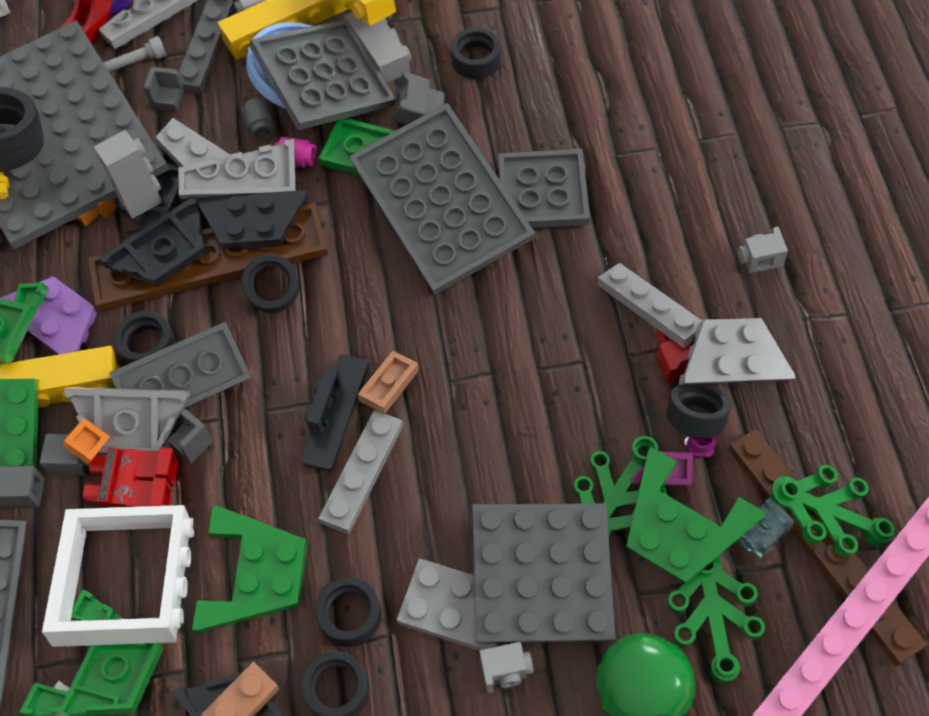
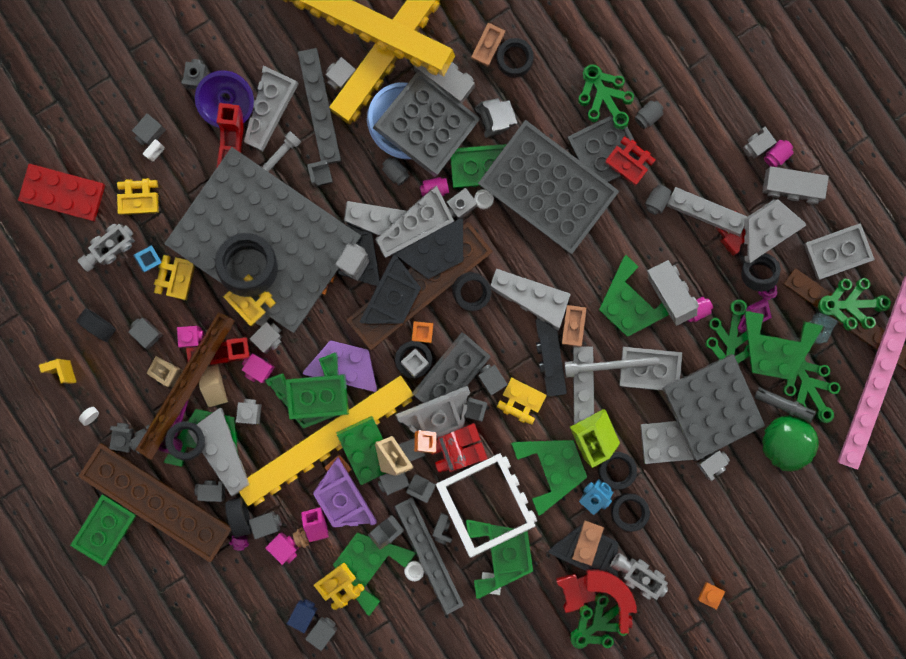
camera: 25 degrees left, 25 degrees up
(27, 440) = (391, 457): none -> tan slope
(35, 584) = (442, 525): none -> dark grey bracket
(46, 517) = (421, 488): none -> dark grey panel
(137, 335) = (414, 363): none -> light grey plate
(179, 311) = (422, 332): none -> orange plate
(235, 407) = (492, 379): none -> dark grey brick
(270, 450) = (524, 395): none -> yellow plate
(293, 634) = (596, 496): none -> dark azure brick
(318, 180) = (461, 204): none -> light grey brick
(338, 543) = (595, 438): none -> lime slope
(352, 190) = (484, 199): none -> white tile
(353, 433) = (573, 369): none -> light grey piece
(357, 329) = (541, 300): none -> light grey wing
(442, 33) = (488, 44): none -> nougat plate
(464, 477) = (651, 376): none -> light grey plate
(479, 392) = (626, 307): none -> green wing
(552, 386) = (673, 292): none -> light grey brick
(561, 208) = (626, 164): none -> red plate
(569, 103) = (605, 94): none -> green plant
(581, 428) = (703, 310): none -> dark pink brick
(586, 268) = (658, 199): none -> dark grey brick
(621, 166) = (649, 114): none -> dark grey brick
(669, 624) = (788, 406): none -> dark grey pin
(787, 272) = (779, 153): none -> dark pink brick
(798, 318) = (795, 185): none -> light grey brick
(834, 432) = (839, 251): none -> light grey plate

